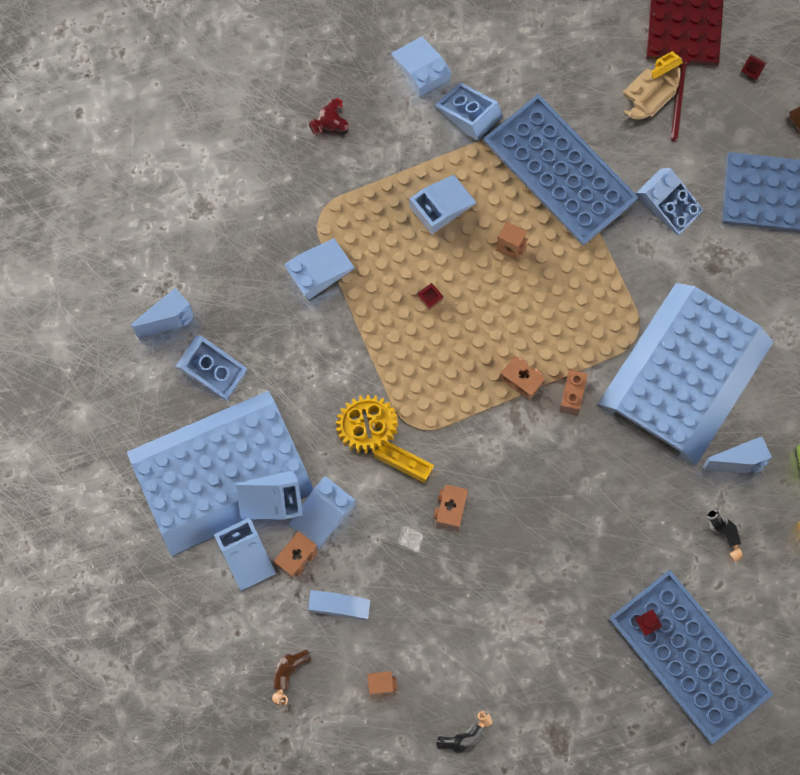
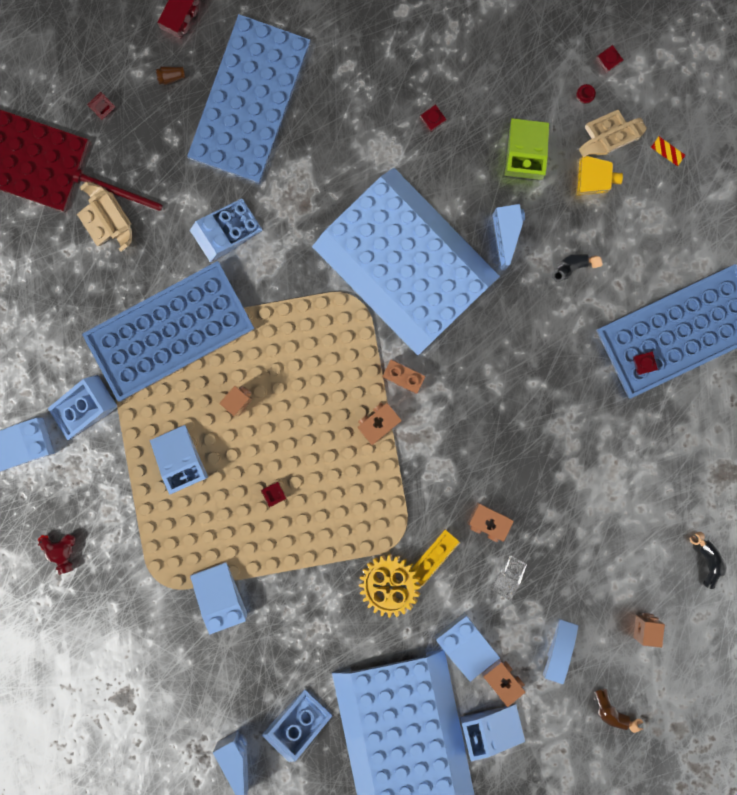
camera: 80 degrees left, 15 degrees up
(270, 497) = (447, 699): light blue slope -> none
(665, 64) = (78, 194): yellow tile -> none

